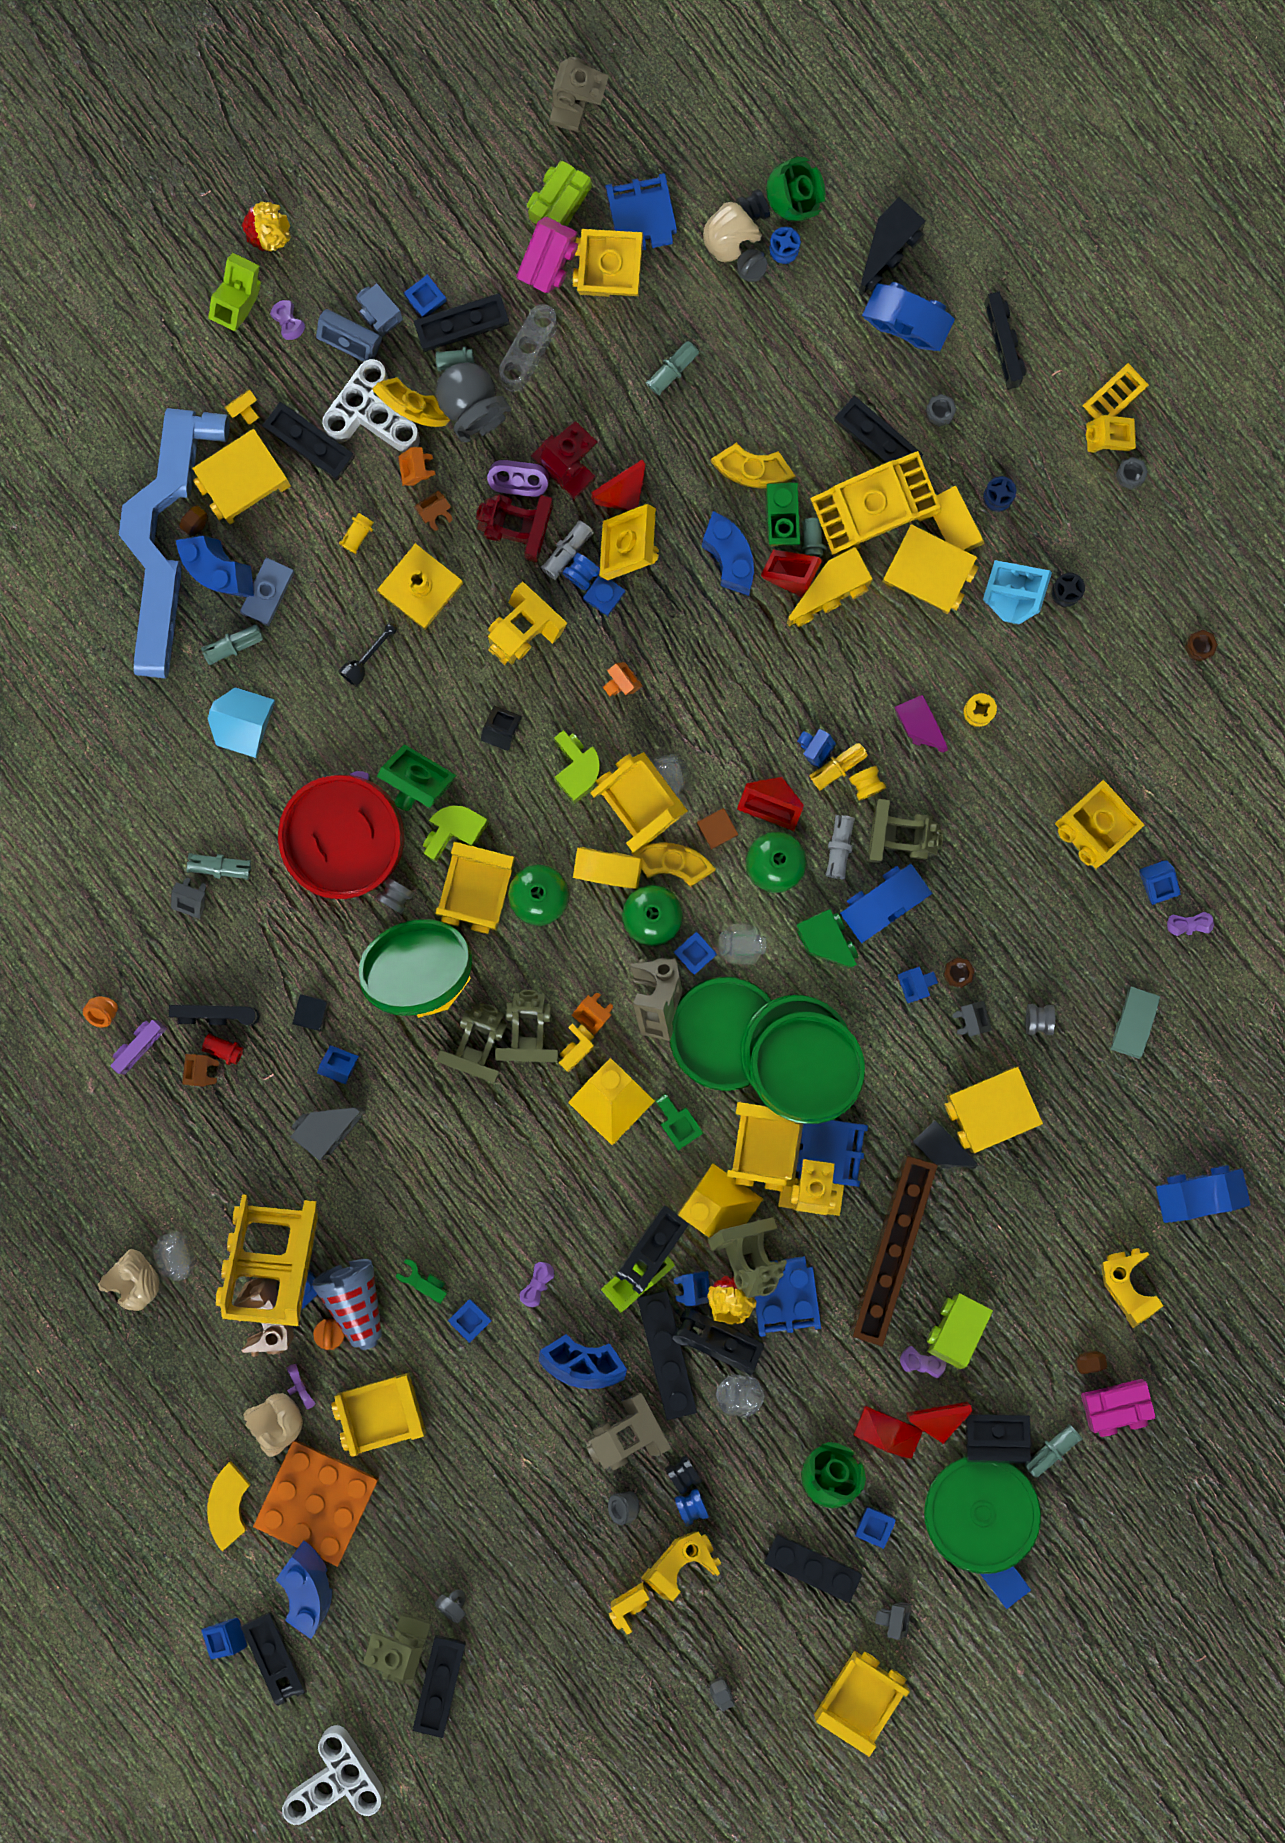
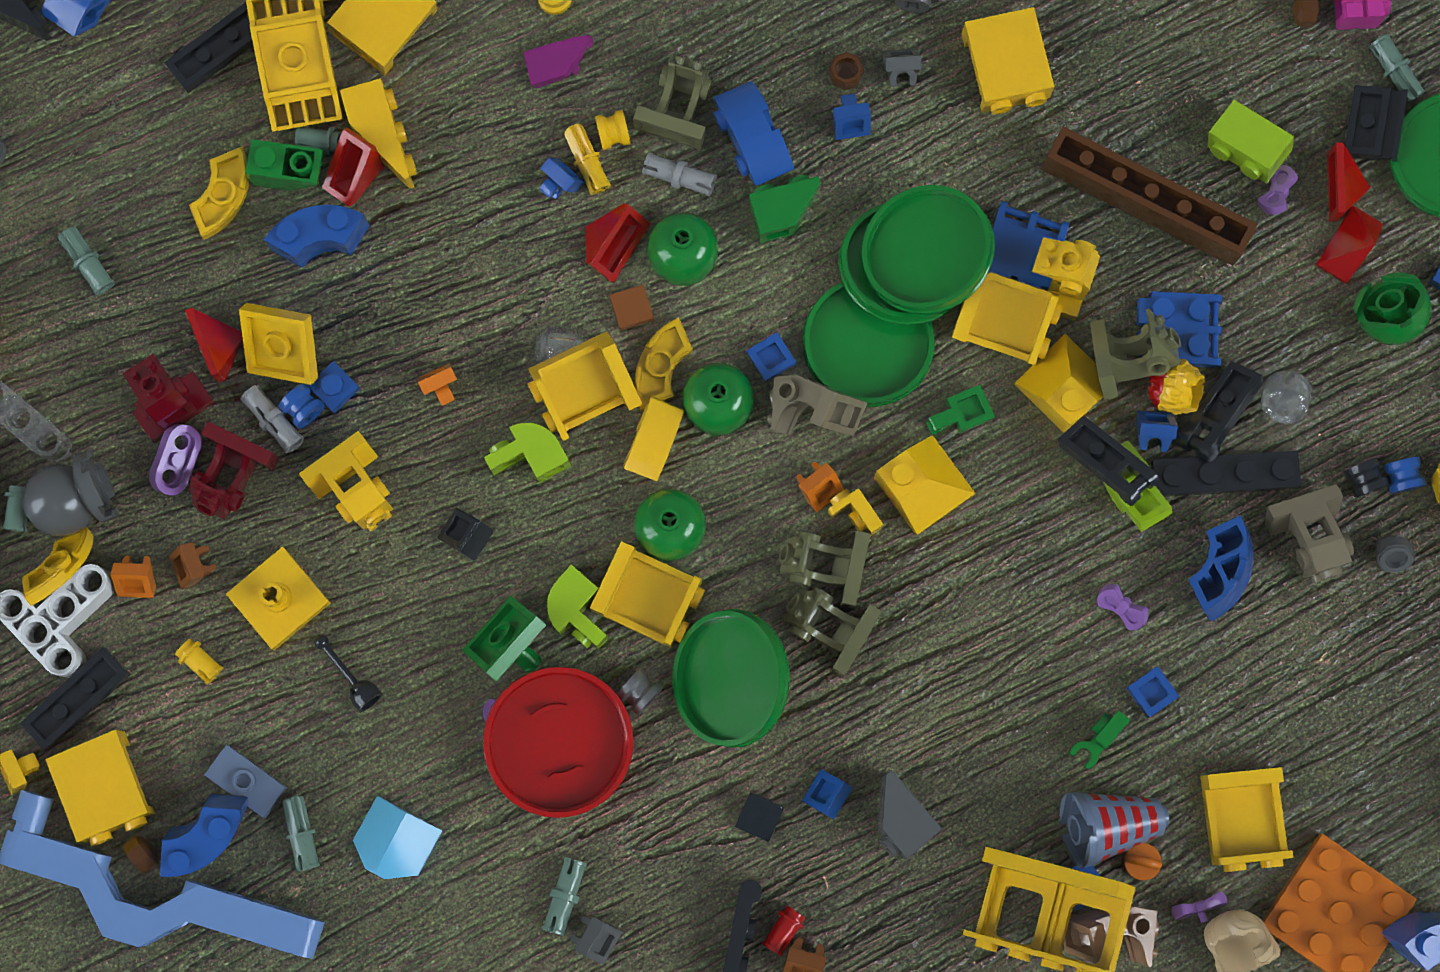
camera: 80 degrees left, 5 degrees down
(742, 944) = (770, 302): clear head -> none
(943, 1148) = (1041, 123): black slope -> none

